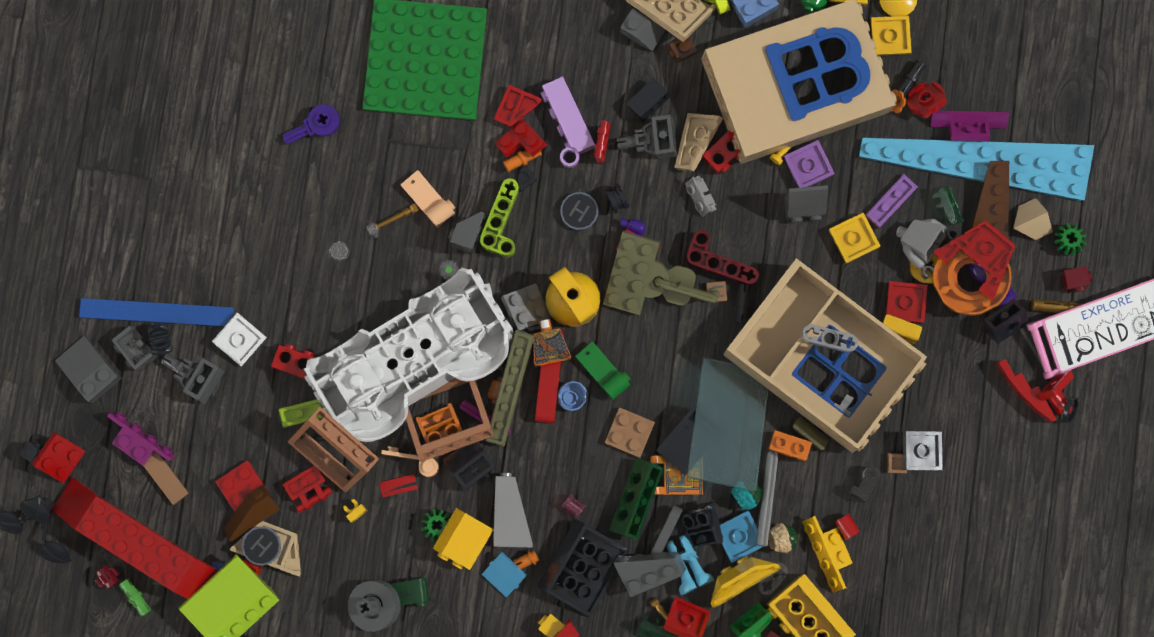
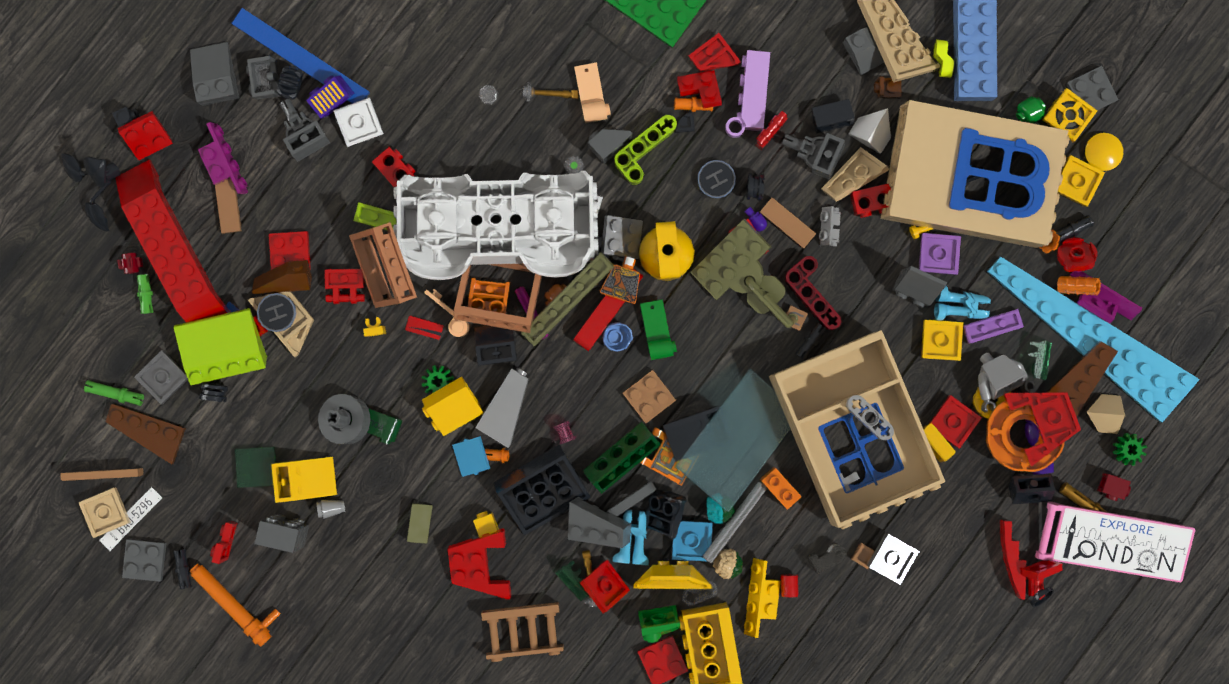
camera: 30 degrees right, 5 degrees up
(202, 330) = (330, 96): none -> dark purple brick
(662, 213) = (787, 223): none -> medium nougat tile
(689, 92) = (873, 130): none -> white slope
(810, 433) = (804, 487): olive slope -> none
(859, 191) = (969, 301): none -> medium azure piece
(943, 124) = (1078, 285): none -> orange axle

